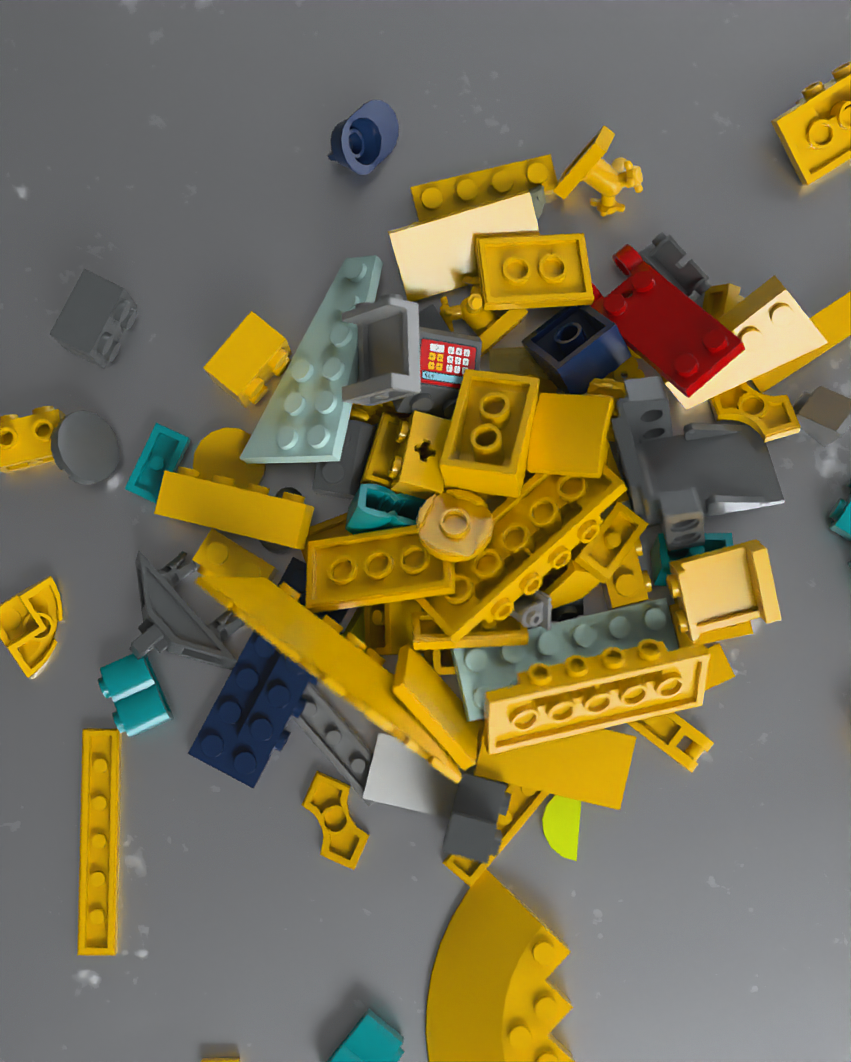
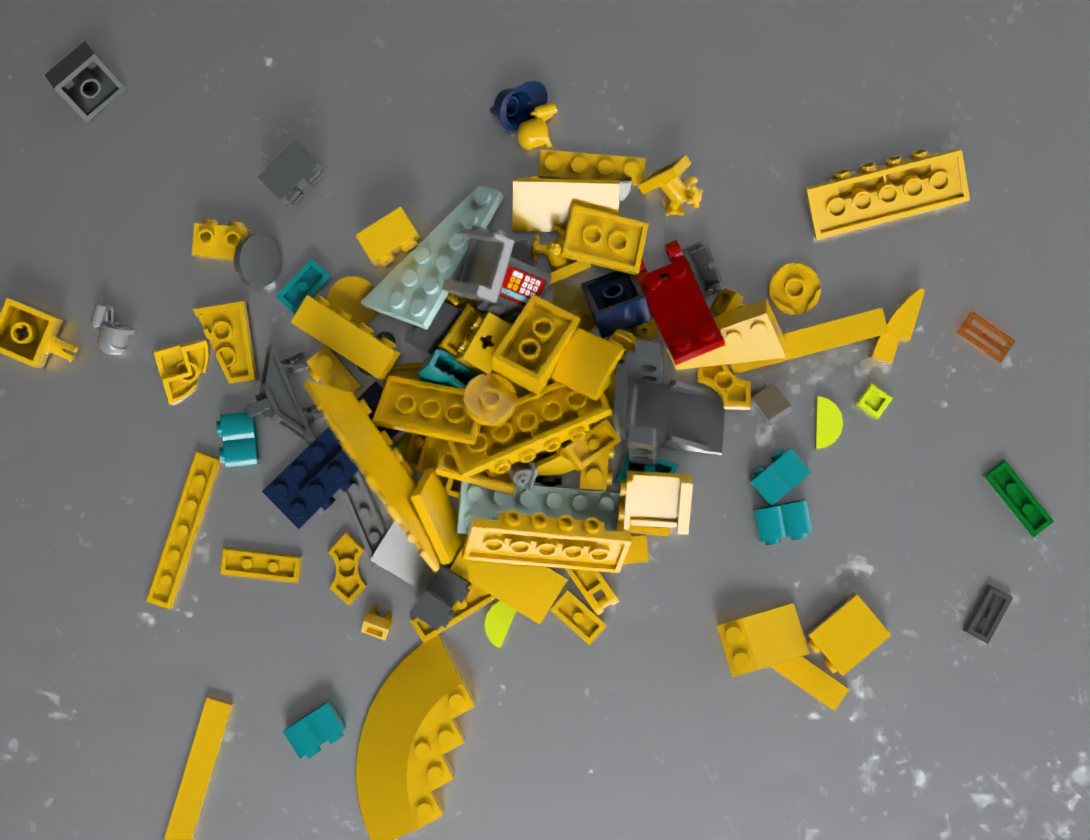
camera: 15 degrees right, 5 degrees up
(82, 562) = (231, 338): none -> yellow wing
(218, 854) = (260, 565): none -> yellow tile
(396, 165) = (534, 132): none -> yellow piece
(400, 884) = (376, 625): none -> yellow tile
(667, 783) = (578, 617): none -> yellow plate
(801, 258) = (794, 288): none -> yellow tile

